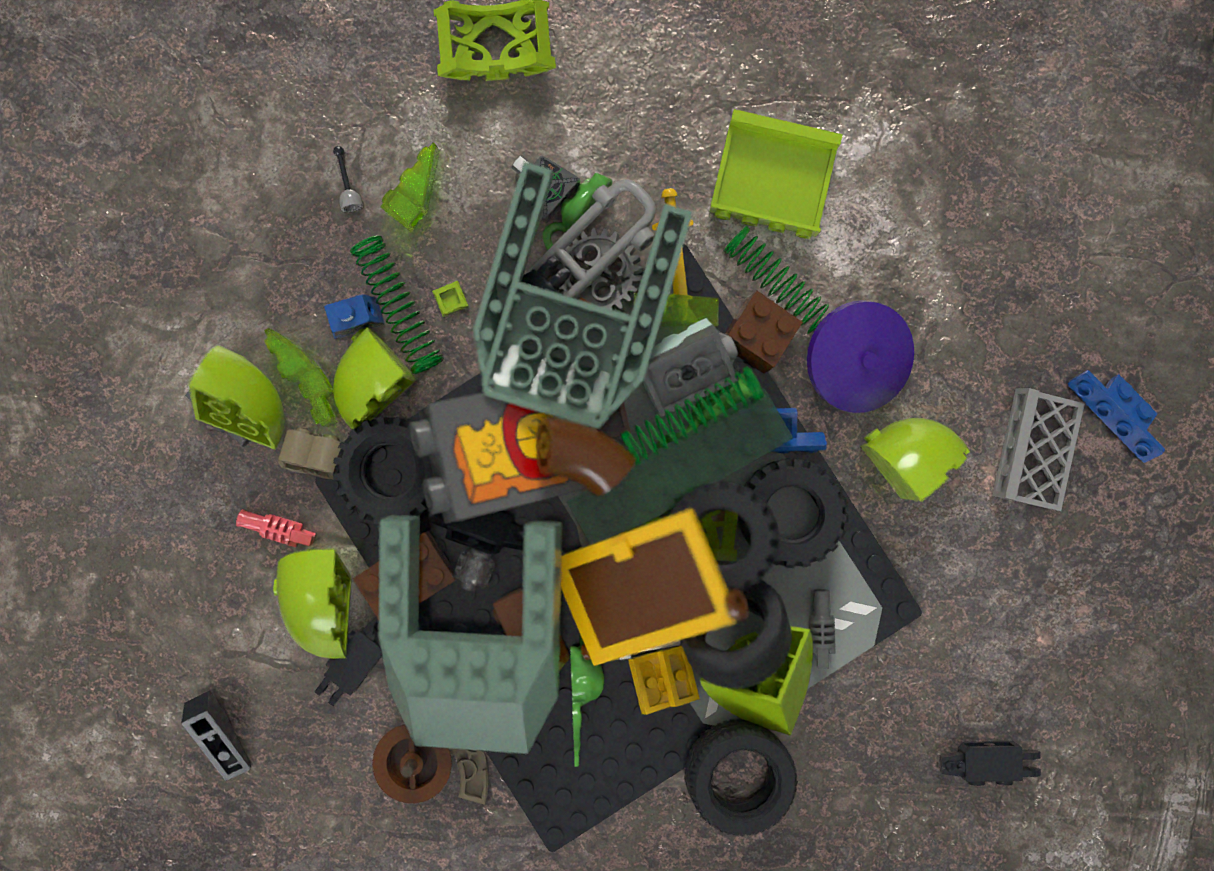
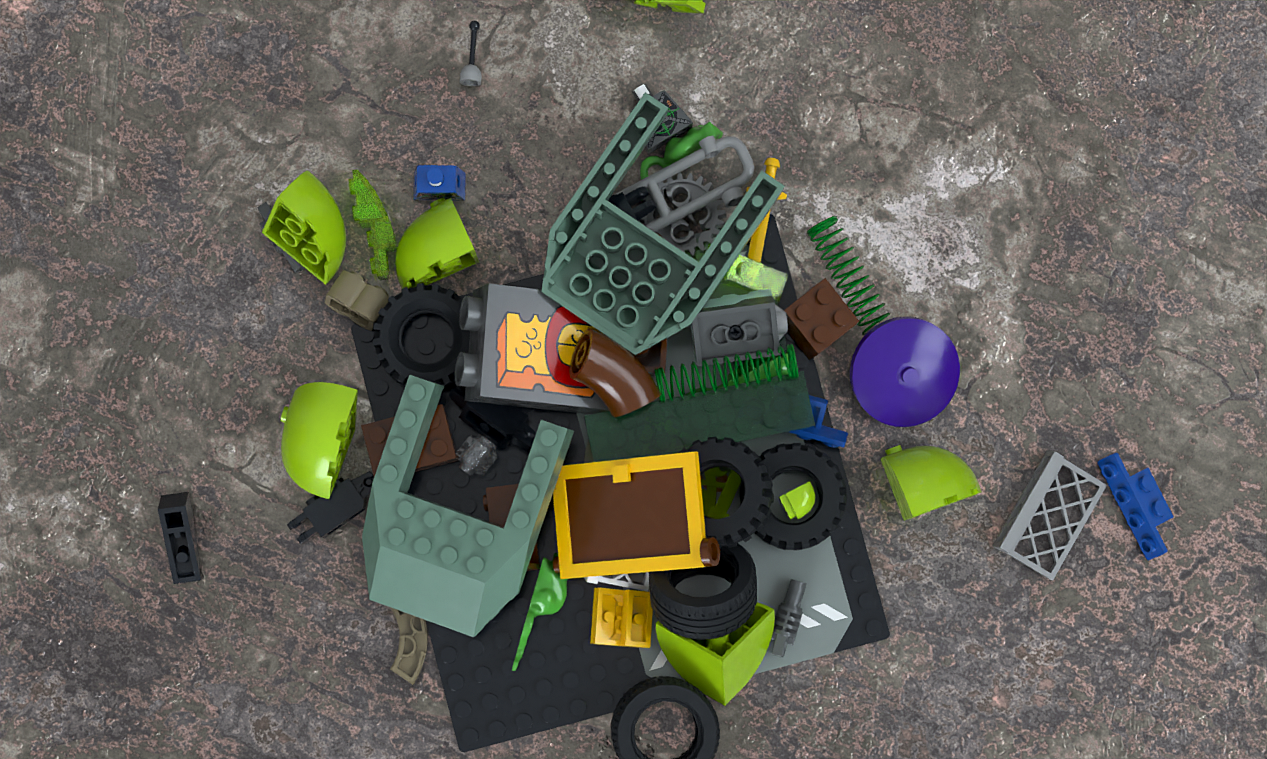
camera: 15 degrees right, 5 degrees down
(276, 528) = (300, 359): coral hinge -> none
(410, 771) = (355, 623): reddish brown piece -> none
(412, 196) = (528, 91): clear neon green slope -> none
(421, 364) = (490, 248): green piece -> none
(450, 298) = (535, 196): lime tile -> none
(774, 174) = (878, 176): lime panel -> none
(802, 519) = (798, 501): none -> lime piece

